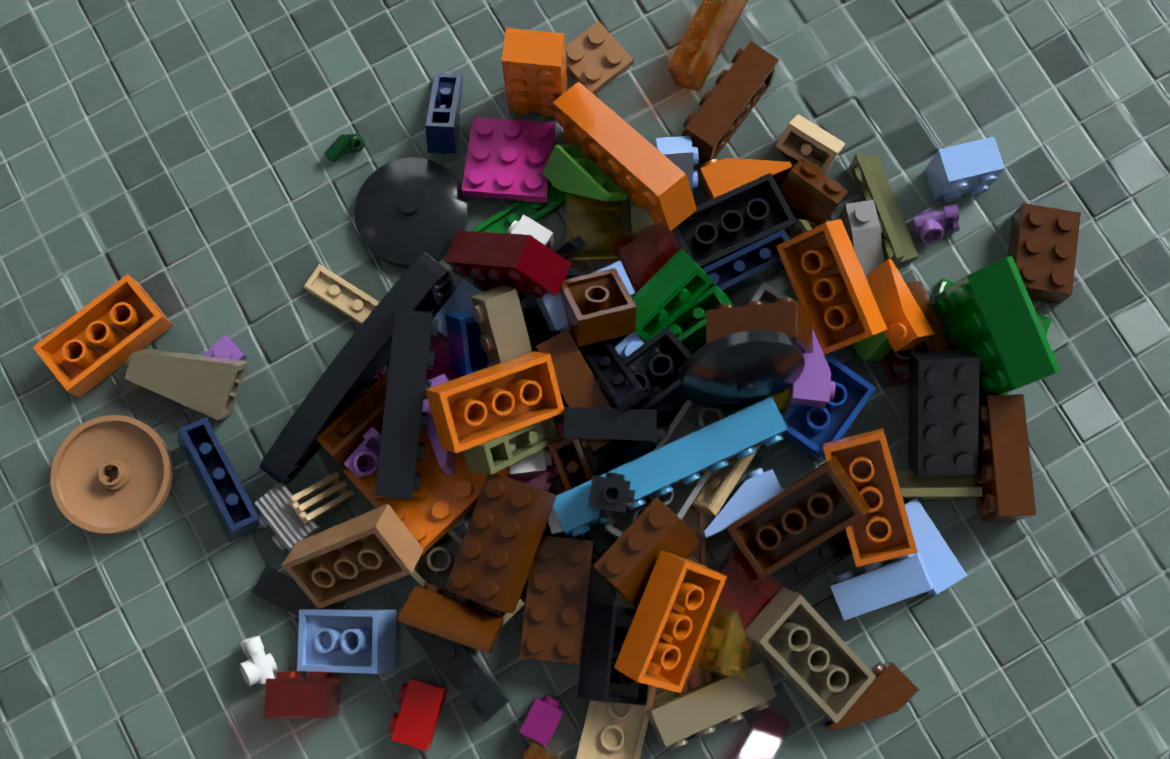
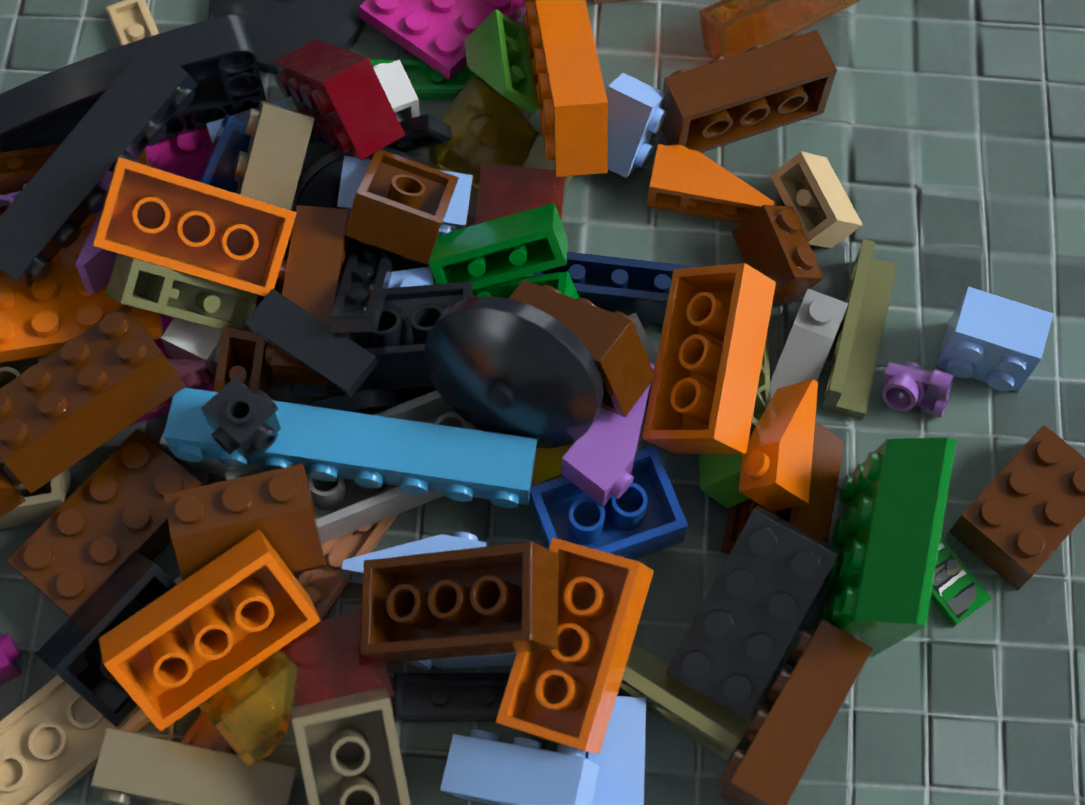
camera: 30 degrees right, 10 degrees down
(720, 485) = (419, 519): tan tile -> none
(734, 221) = (649, 221): black brick -> none

